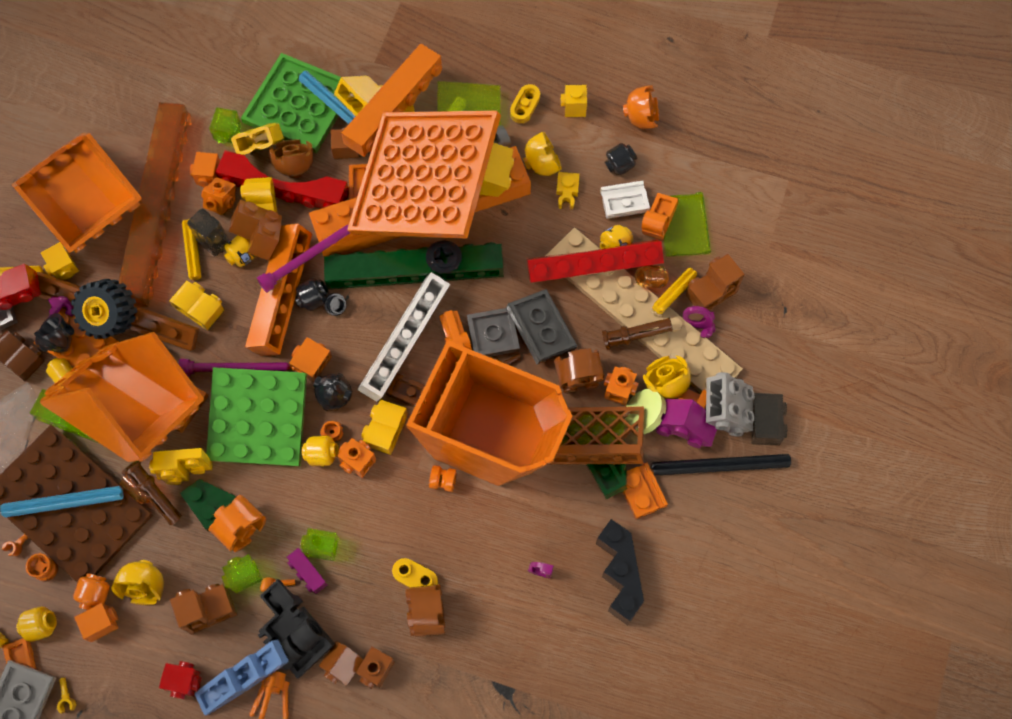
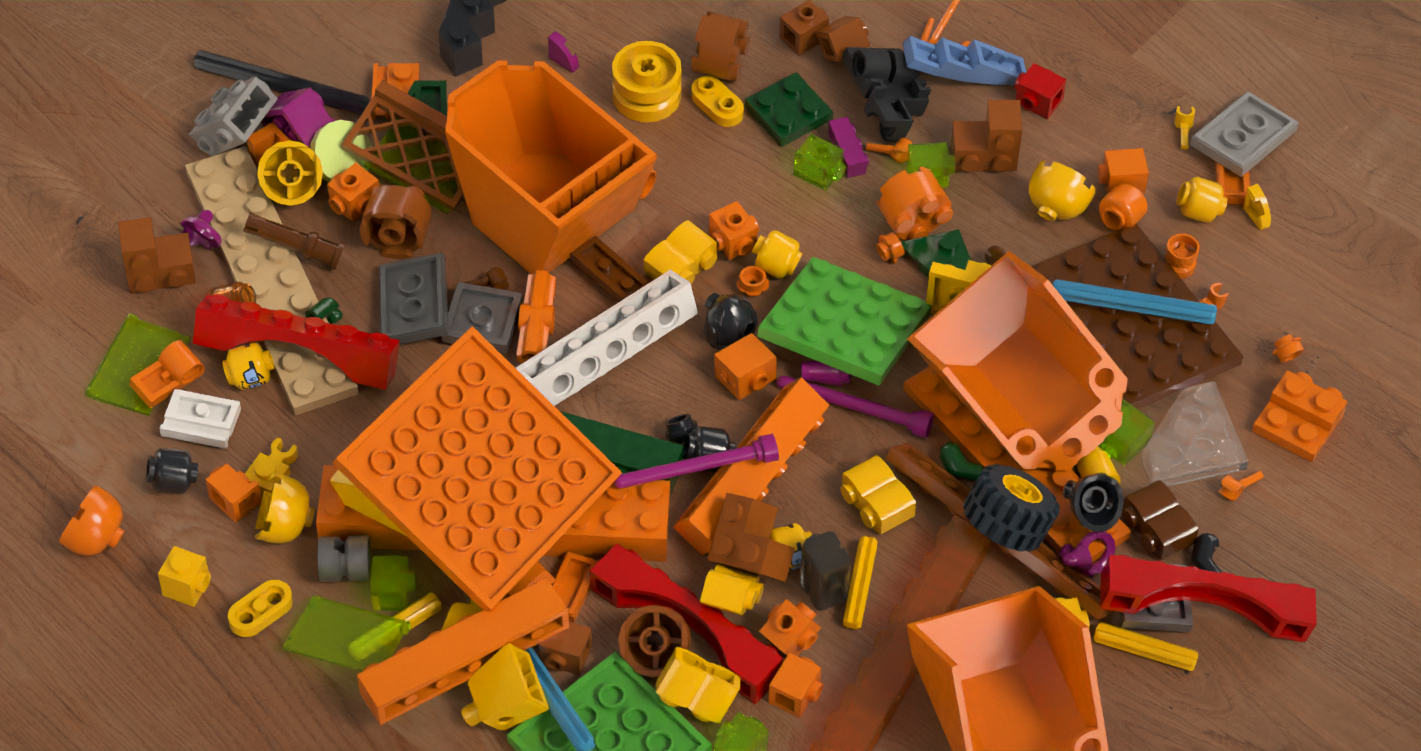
camera: 160 degrees left, 15 degrees down
(249, 493) = (889, 247): none -> orange plate
(361, 590) = (788, 109): none -> dark green plate
(464, 547) = (646, 81): none -> yellow wheel
(579, 160) = (233, 492): none -> orange brick
(589, 298) = (326, 308): none -> dark green arm
(674, 291) = (211, 274): yellow axle -> none
(769, 419) = (190, 98): clear smoke brick -> none

